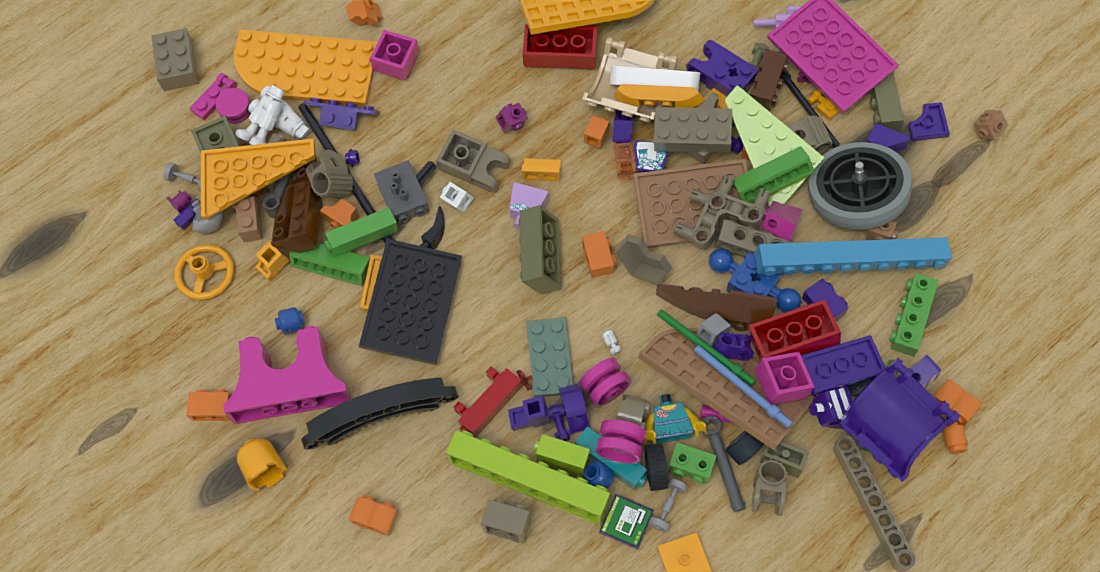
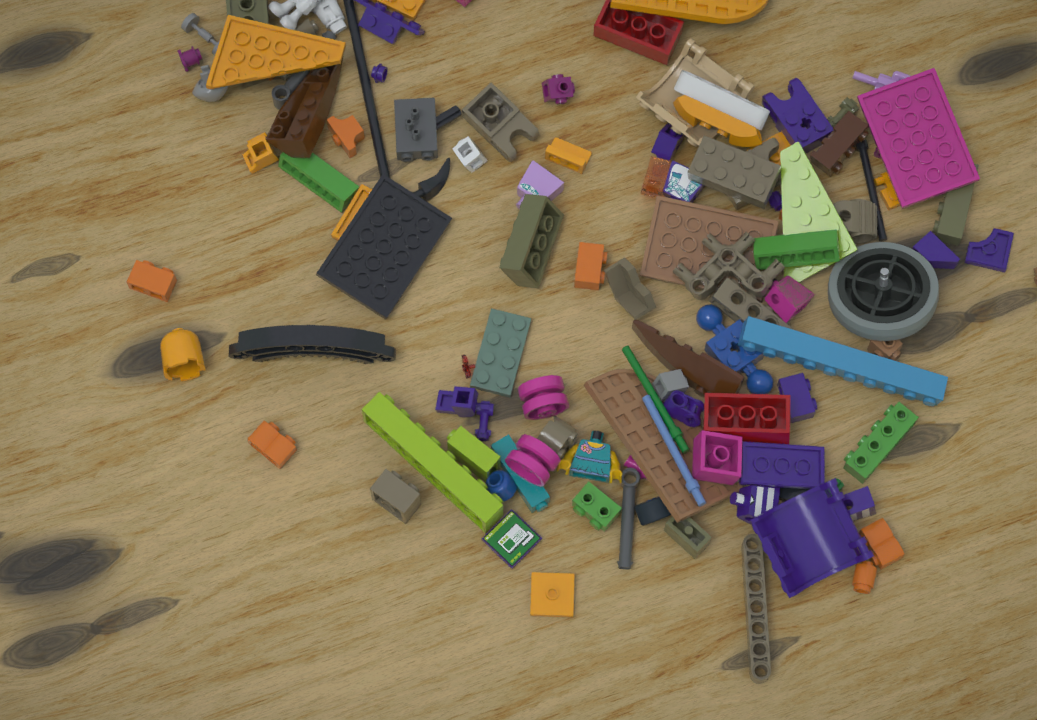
camera: 15 degrees right, 5 degrees up
(185, 217) = (190, 76): dark purple bar -> none
(203, 271) = (189, 140): light orange piece -> none
(248, 219) = (252, 102): medium nougat hinge -> none
(287, 391) = (242, 294): dark pink piece -> none
(289, 320) = (257, 223): blue head -> none
(335, 181) = (353, 94): dark tan piece -> none
(360, 232) = (358, 158): bright green brick -> none
(489, 403) = (423, 377): red brick -> none
(574, 408) = (503, 411): dark purple brick -> none
(596, 131) = (639, 135): orange brick -> none
(610, 341) = (567, 359): white piece -> none
(656, 466) = (559, 497): black tyre -> none
(676, 486) = (572, 523): light grey wheel -> none
(777, 471) = (665, 538): dark tan piece -> none

